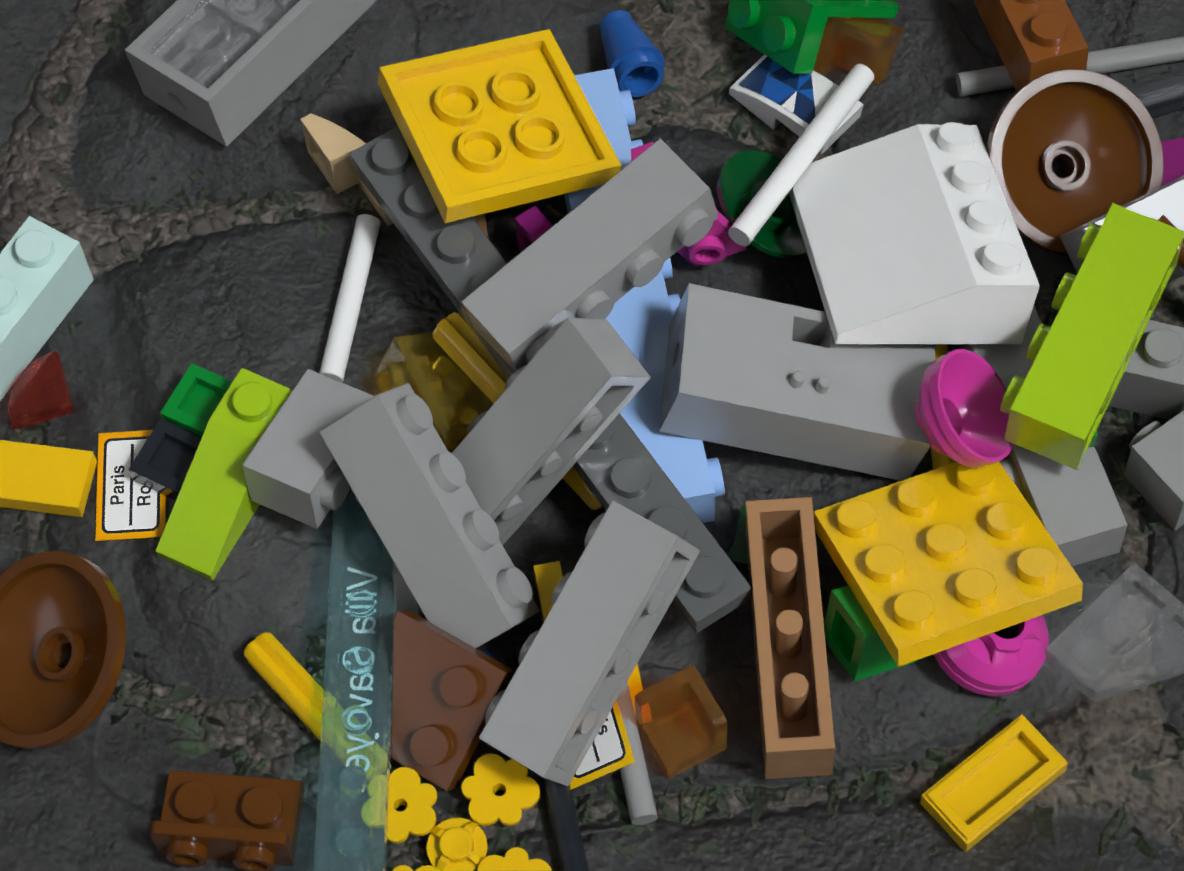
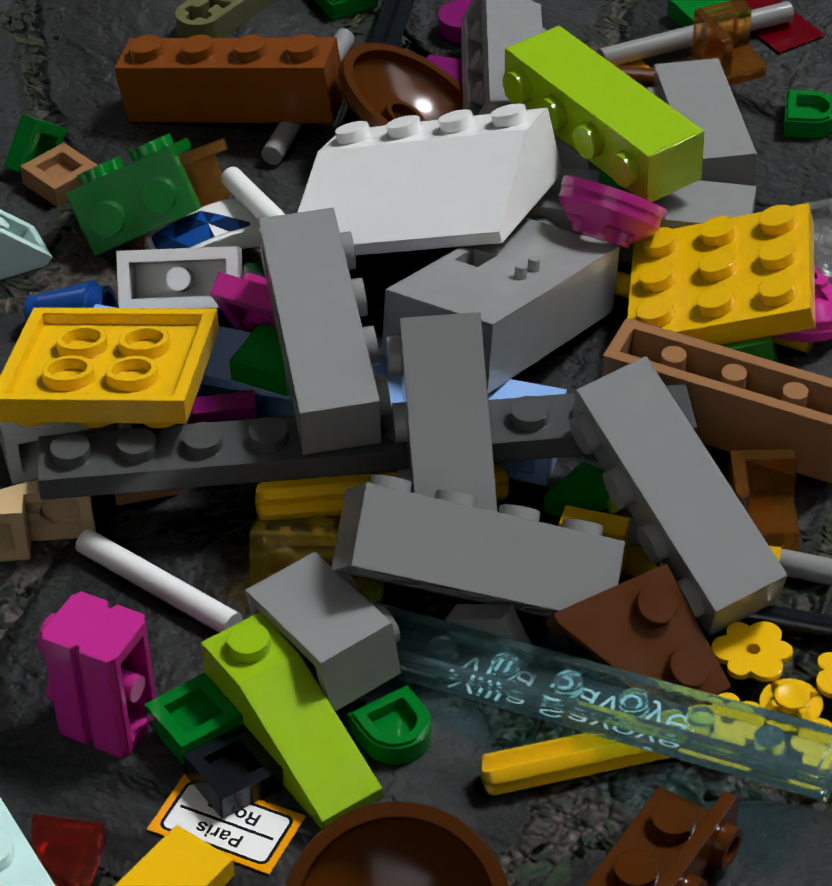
camera: 65 degrees left, 20 degrees down
(182, 313) = (98, 672): none -> dark pink brick
(280, 553) = (393, 727): none -> green tile
(697, 109) = (173, 276): none -> white brick

